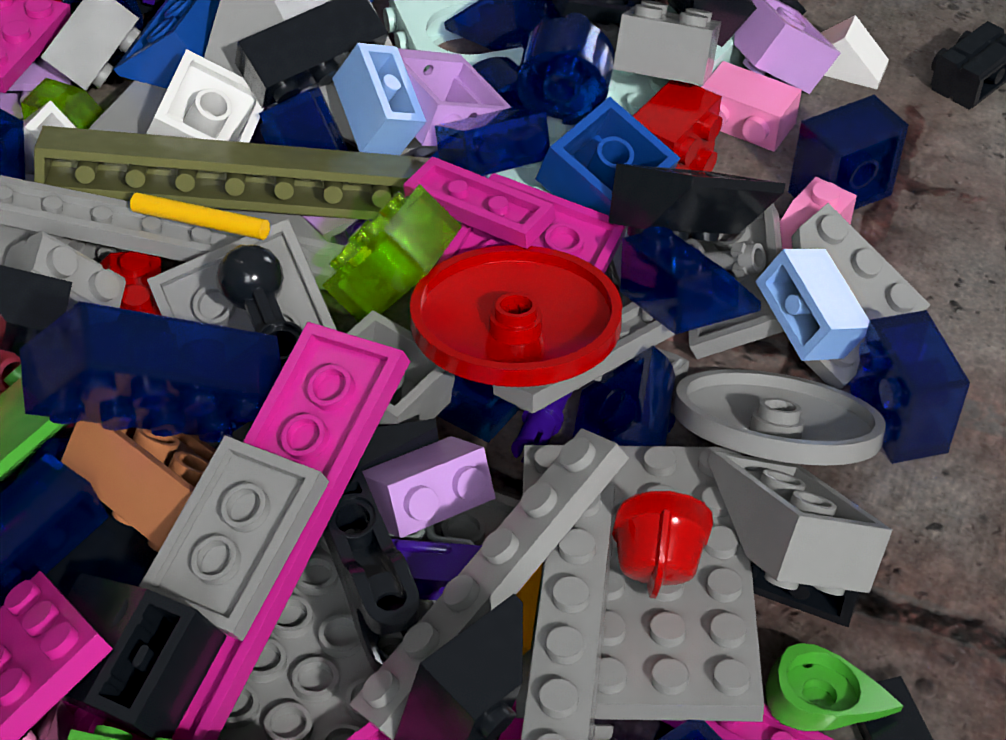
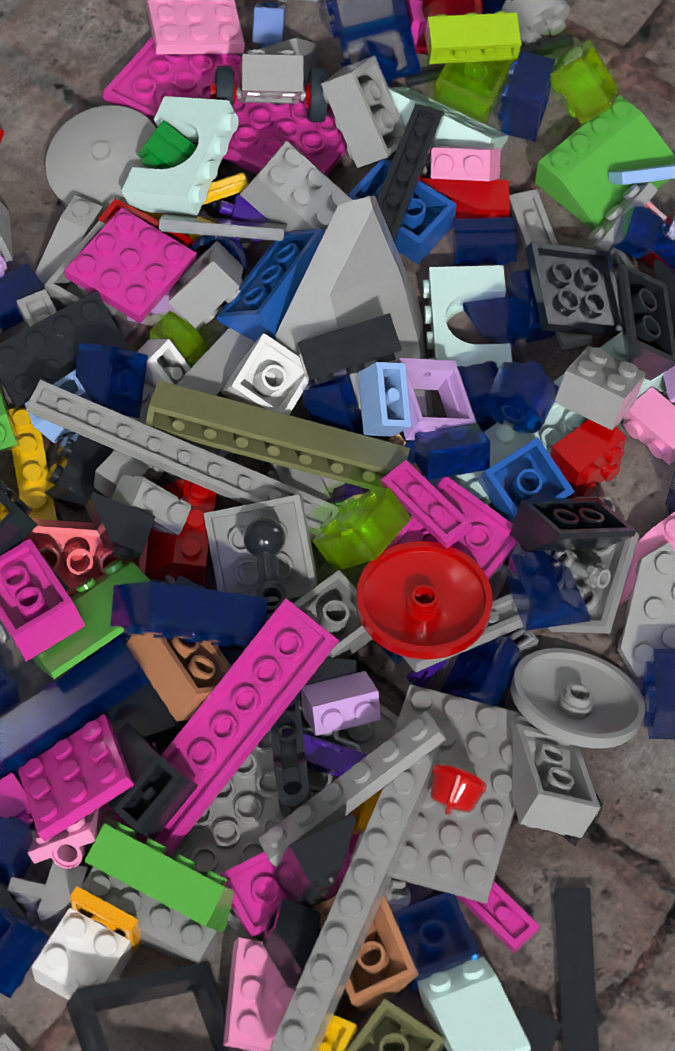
camera: 15 degrees right, 15 degrees up
(200, 216) = (244, 477): yellow bar -> none
(235, 534) = (213, 728): light grey plate -> none
(813, 304) = (626, 624): light blue brick -> none
(823, 691) = (537, 890): bright green piece -> none

